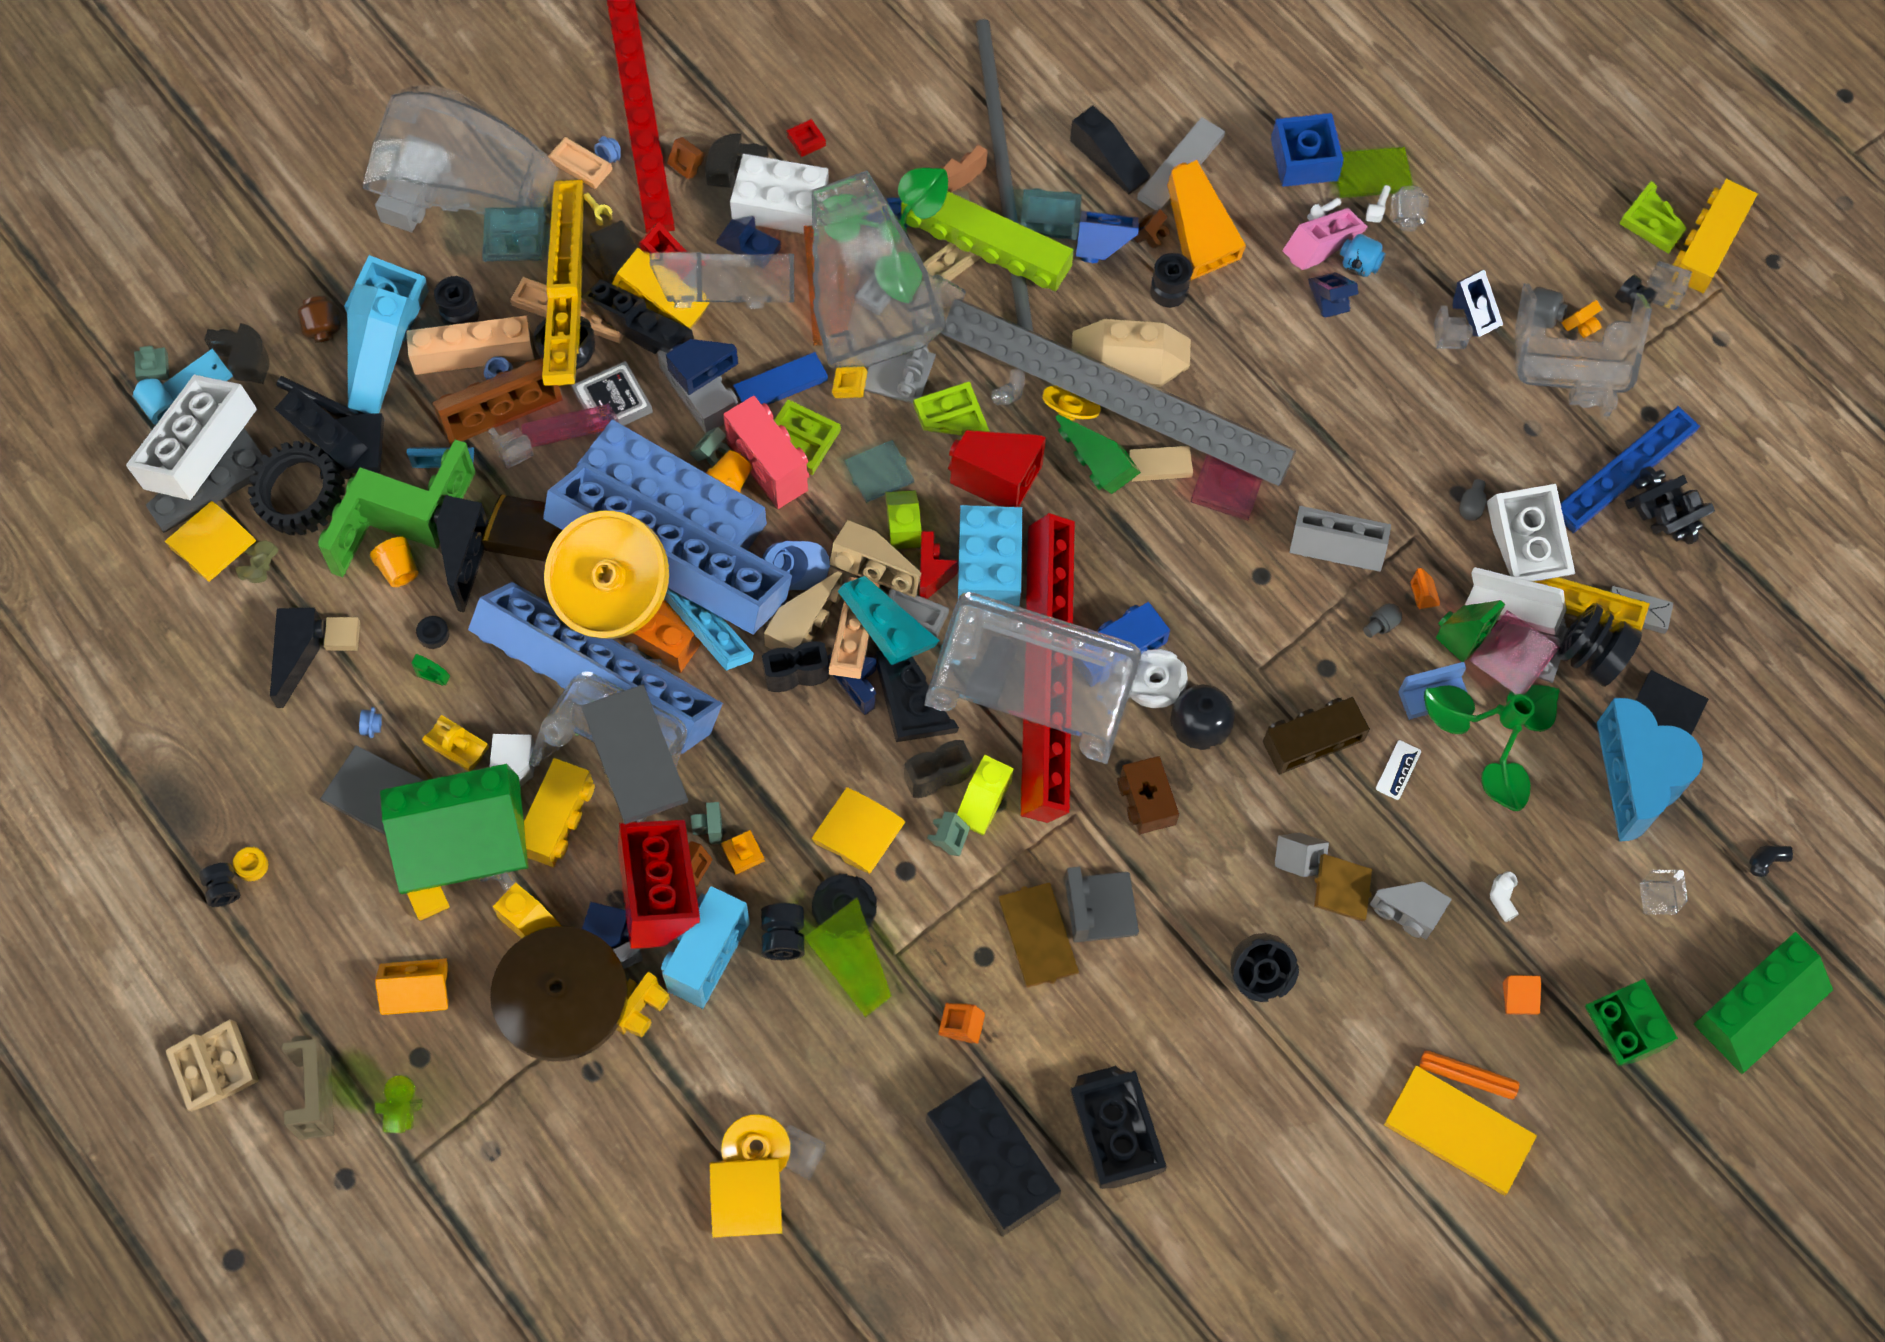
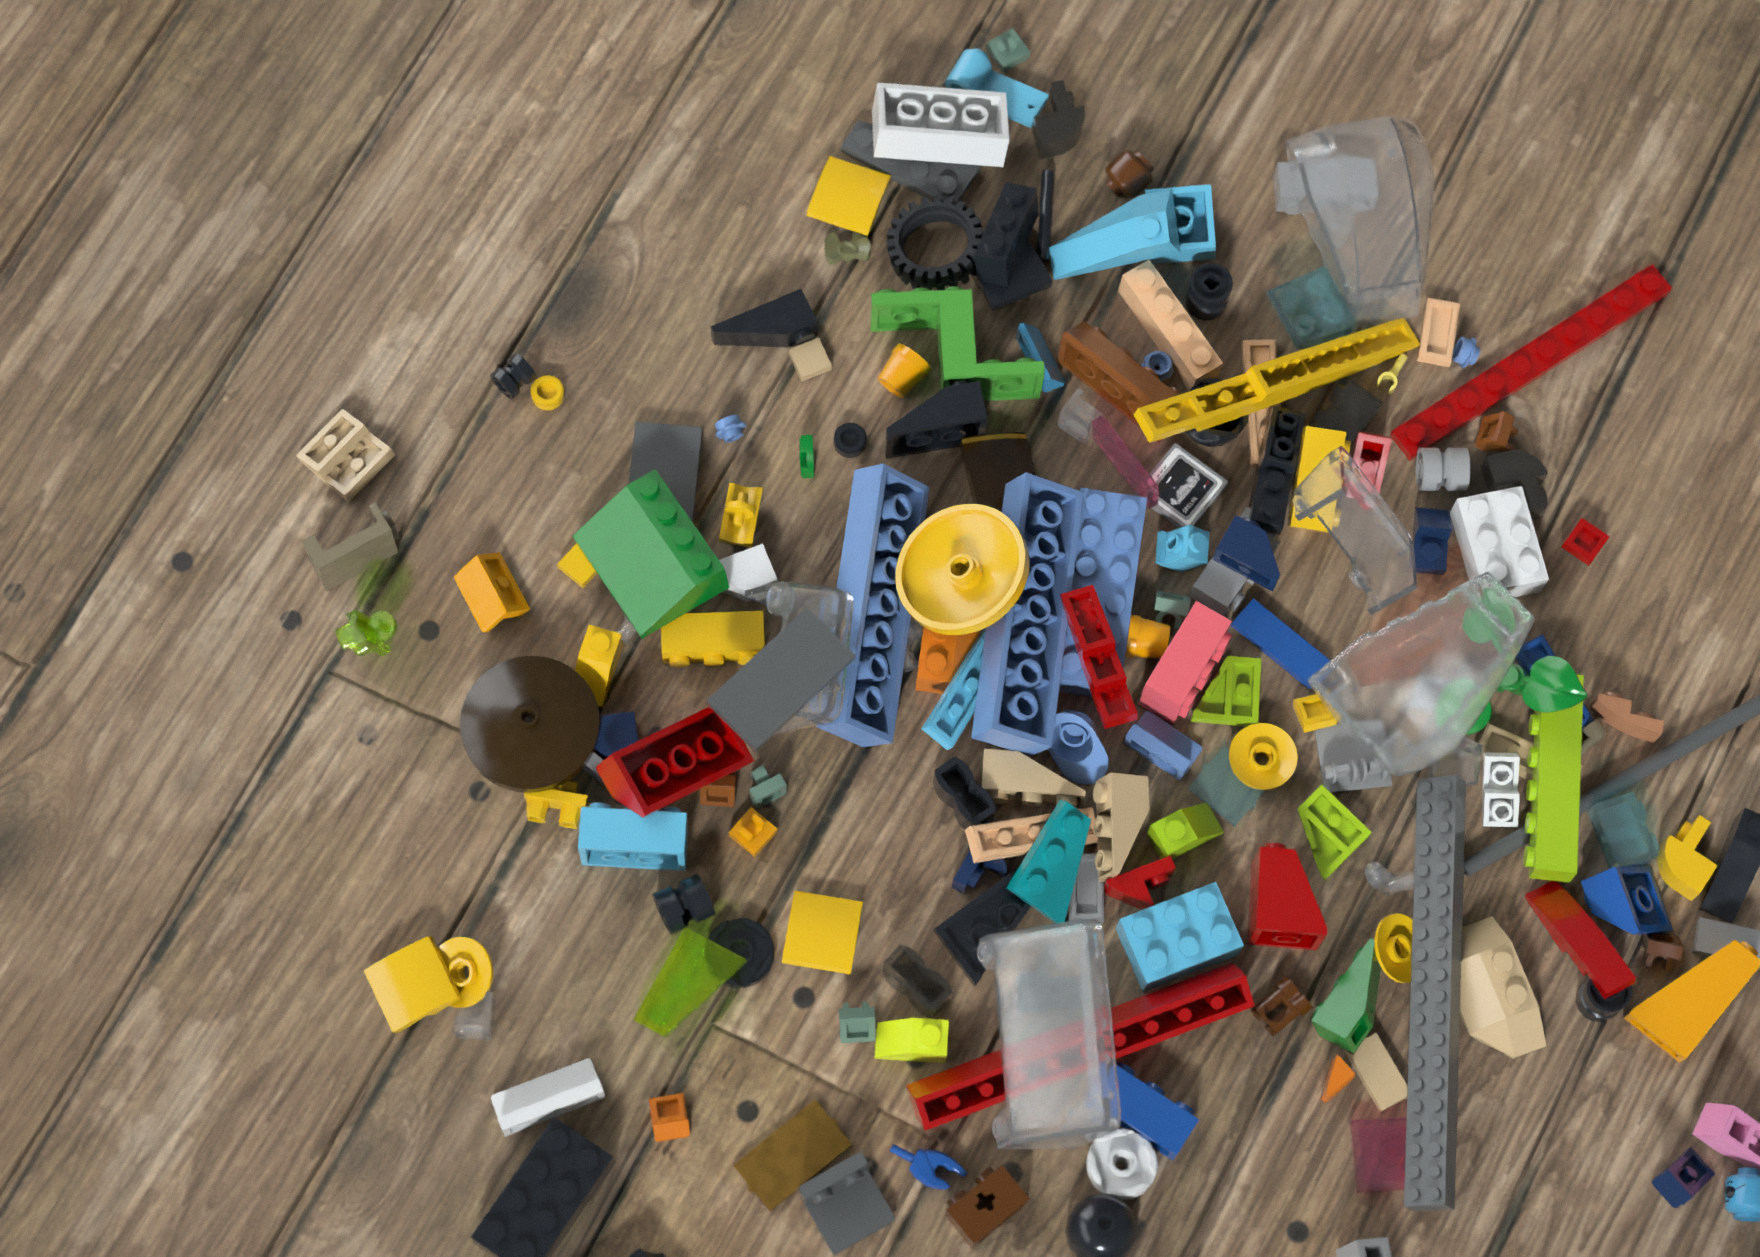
camera: 65 degrees right, 5 degrees up
(666, 414) = (1182, 548): none -> medium azure brick
(697, 204) = (1442, 469): none -> light grey wheel
(732, 508) = (1098, 656): none -> red slope
(823, 504) = (1162, 745): none -> medium blue panel
(869, 422) = (1266, 741): none -> yellow dish
(899, 1119) = (547, 1097): none -> white panel
(978, 283) = (1500, 789): none -> white slope
(1076, 498) = (1290, 997): none -> reddish brown piece
(1091, 830) = (924, 1165): none -> blue hand
(1097, 185) = (1680, 864): none -> yellow brick
(1119, 273) = (1581, 938): none -> red slope
(1154, 492) = (1338, 1077): none -> orange slope

